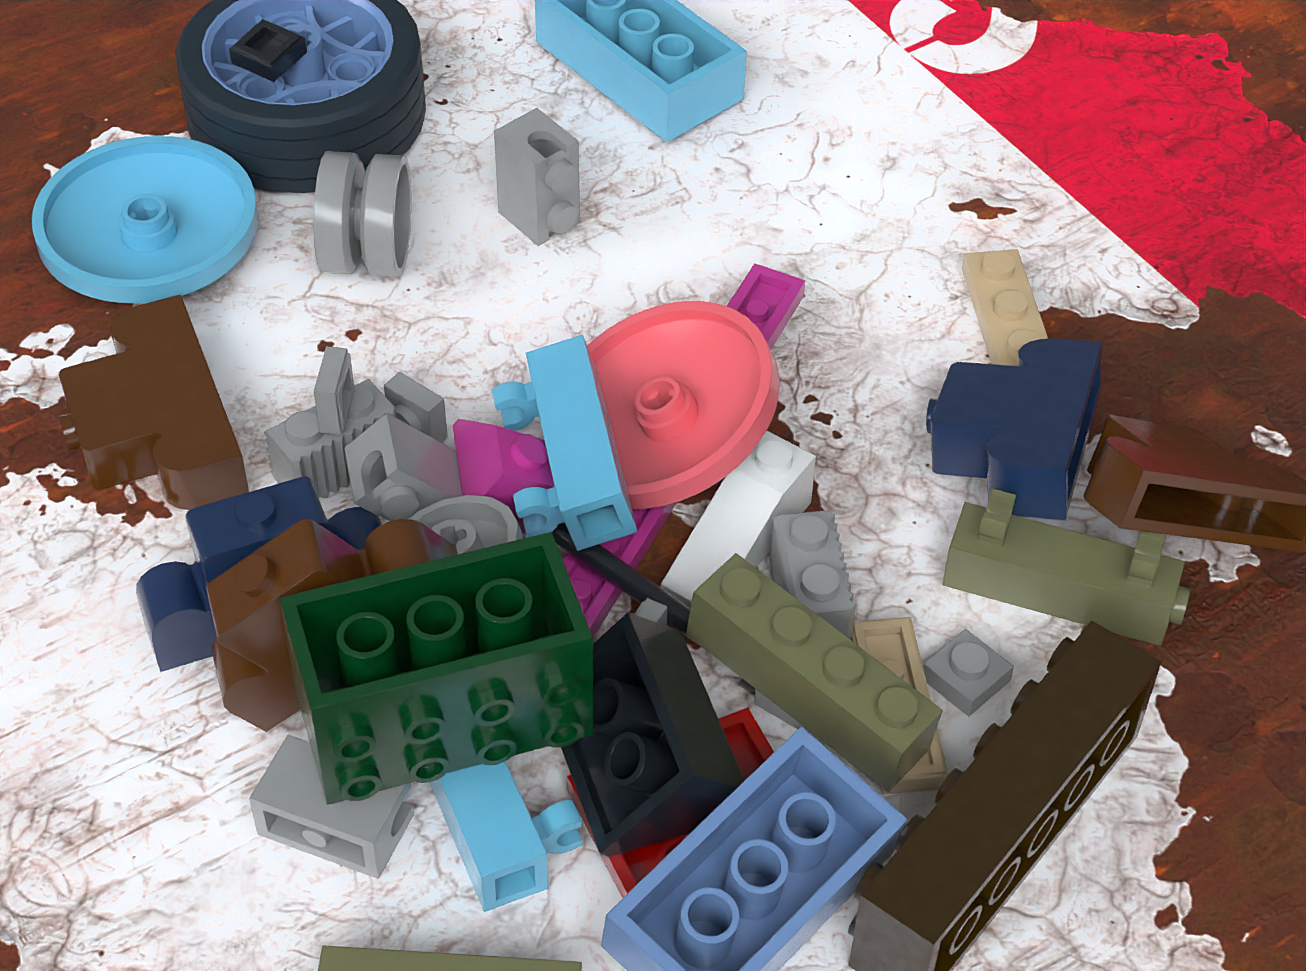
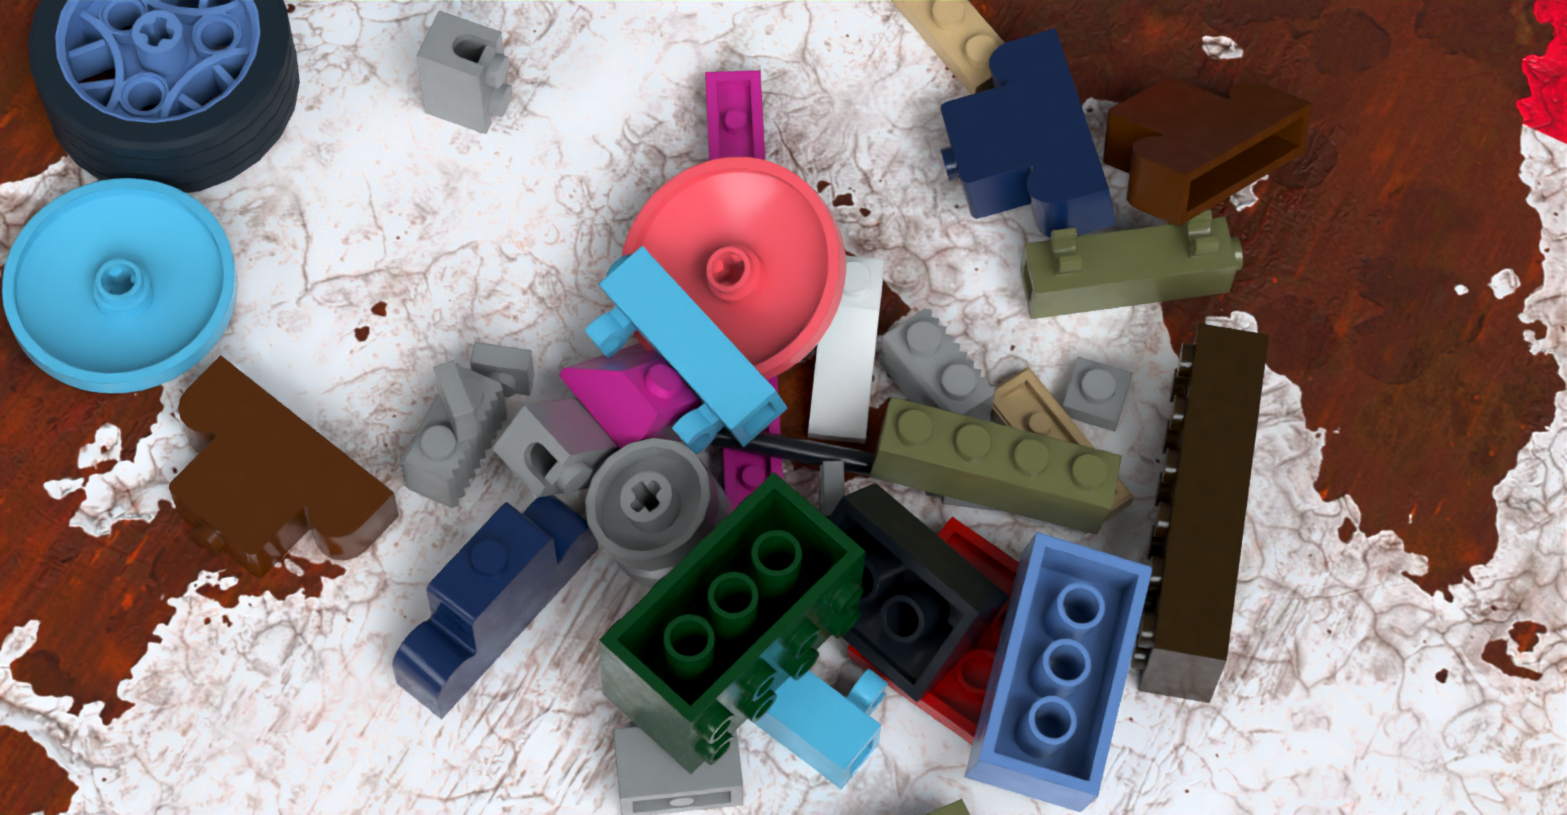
camera: 30 degrees left, 15 degrees up
(247, 612) = (559, 635): reddish brown brick -> none
(268, 50) = (143, 61): black tile -> none
(362, 213) = (338, 187): light grey wheel -> none

